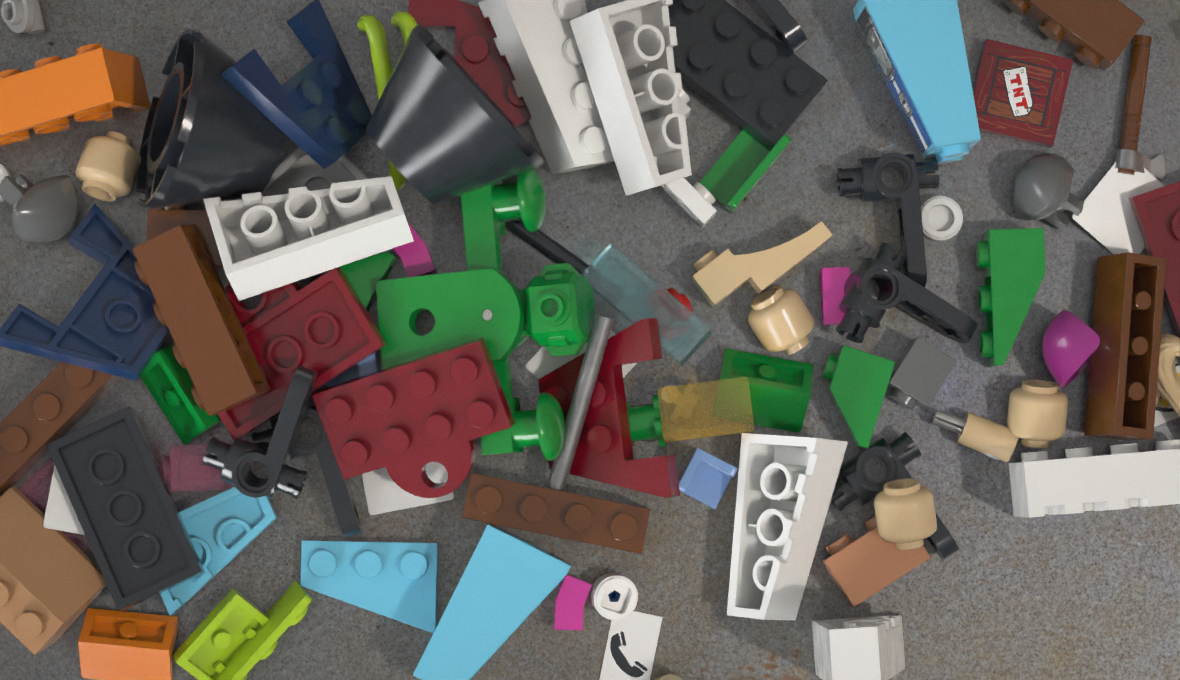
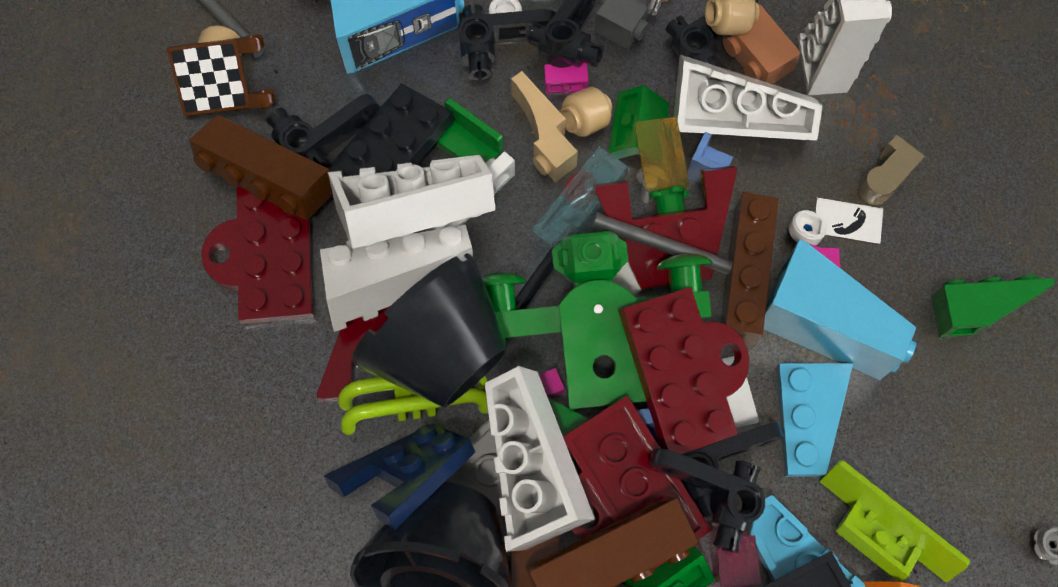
camera: 90 degrees left, 15 degrees down
(857, 390) = (639, 59): green slope -> none

